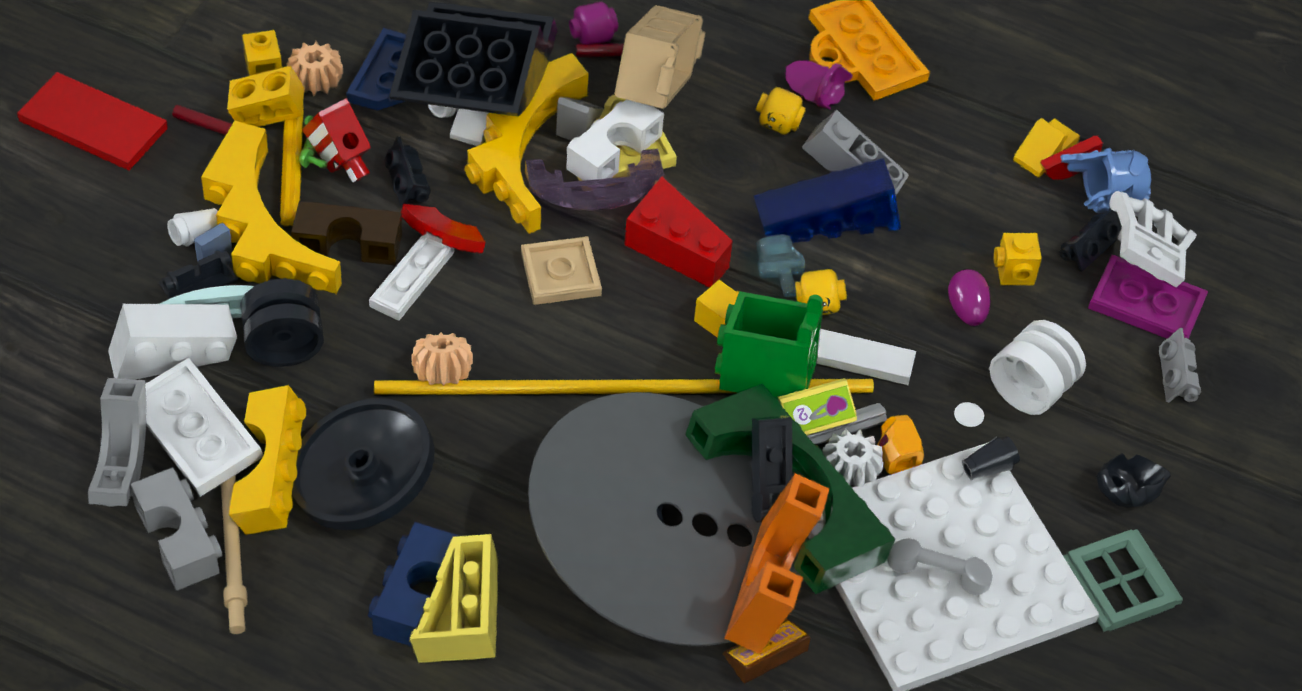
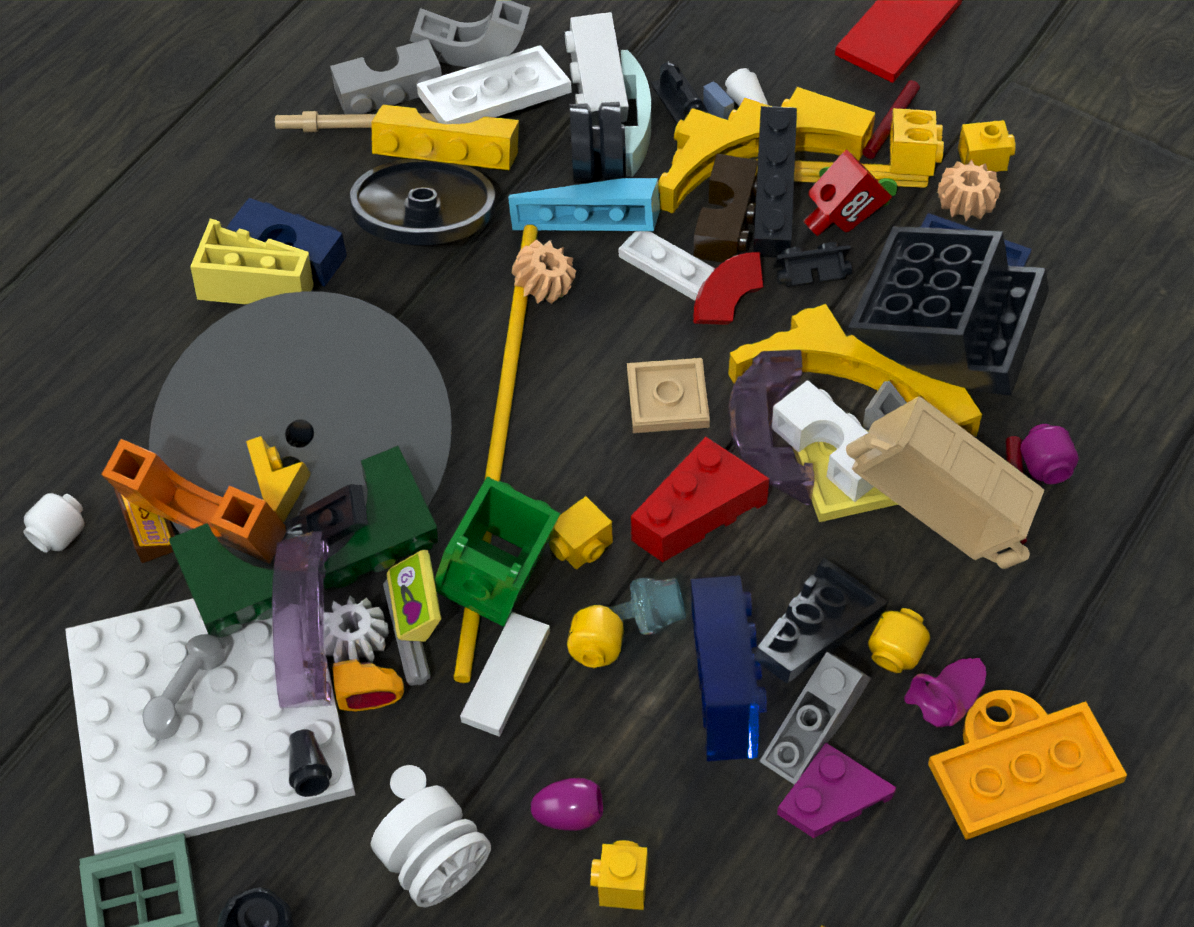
camera: 105 degrees right, 5 degrees up
(291, 176) = (775, 180): none -> black arch
(353, 312) = (594, 206): none -> medium azure slope
(727, 521) = (278, 485): none -> yellow slope
(782, 146) = (818, 621): none -> black wing
(875, 447) = (300, 621): none -> clear purple windscreen
(914, 151) = (832, 792): none -> magenta wing

